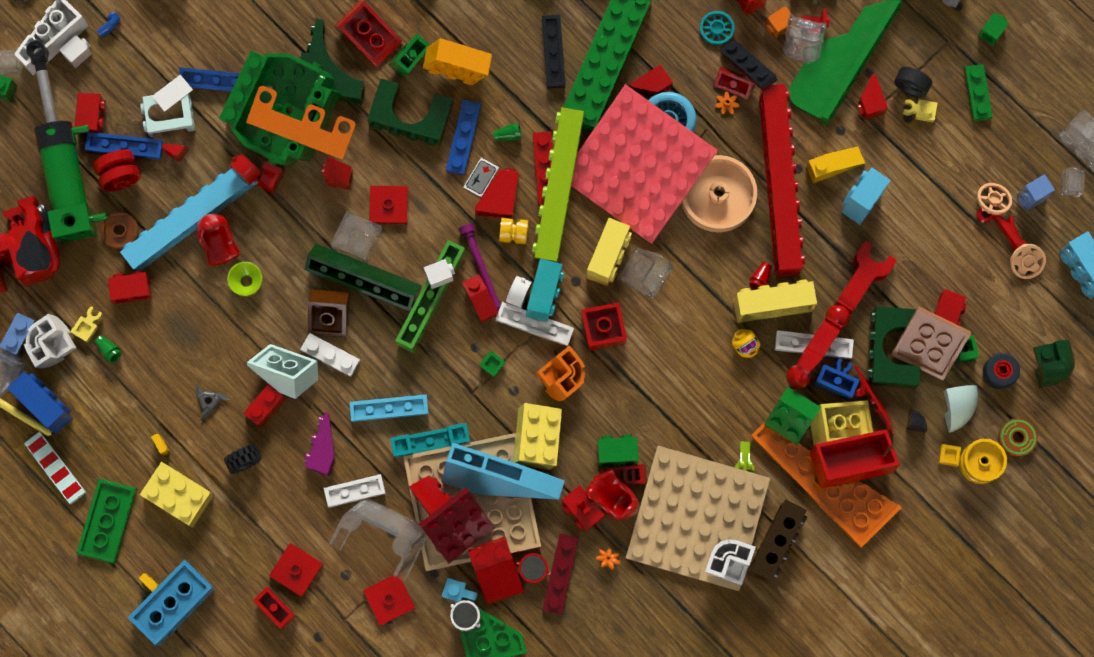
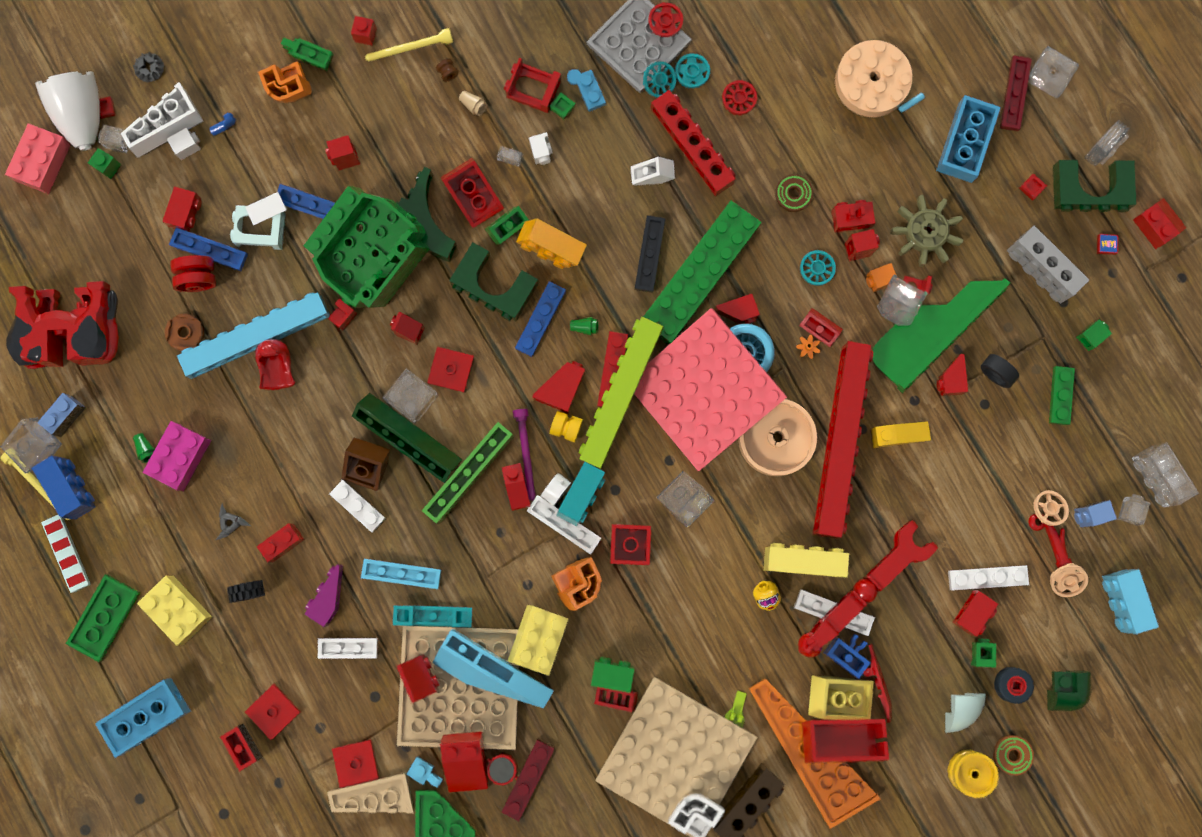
camera: 15 degrees right, 5 degrees up
(48, 342) = (86, 428): white brick -> none
(60, 163) = (139, 253): green piece -> none
(86, 326) = (128, 421): light yellow plate -> none
(129, 287) = (179, 392): red brick -> none
(142, 348) = (176, 456): none -> dark pink brick
(148, 581) = (127, 690): yellow tile -> none
(160, 444) = (171, 556): yellow tile -> none
(175, 151) = (256, 267): red slope -> none
(234, 24) = (342, 153): none -> red brick
(240, 271) = (284, 406): lime piece -> none
(244, 169) = (315, 303): red piece -> none
(285, 370) = (307, 512): light aqua slope -> none
(302, 131) = (377, 280): orange piece -> none
(408, 533) = (371, 689): clear windscreen -> none
(417, 624) = (380, 795): none -> tan wing
(439, 273) = (480, 455): white brick -> none
(457, 525) = (435, 713): dark red plate -> none
(465, 615) = (423, 802): pearl dark grey piece -> none
(481, 177) = (548, 363): sticker -> none
(492, 364) = (512, 554): green plate -> none
(582, 509) = (565, 722): red brick -> none
(608, 558) = (578, 777): orange plant -> none
(609, 252) = (654, 471): light yellow brick -> none
(613, 495) = (597, 718): red piece -> none
(748, 65) = (839, 315): black plate -> none
(760, 276) = (797, 532): red cone -> none
(792, 415) = (794, 682): green brick -> none
(864, 195) = (923, 477): medium azure brick -> none
(882, 370) = (894, 654): dark green arch -> none
(916, 421) = (916, 714): black brick -> none
(923, 109) = (1002, 400): light yellow plate -> none
(931, 343) = (951, 642): nougat plate -> none
(949, 455) = (940, 756): yellow tile -> none
(952, 278) = (988, 577): none -> white plate

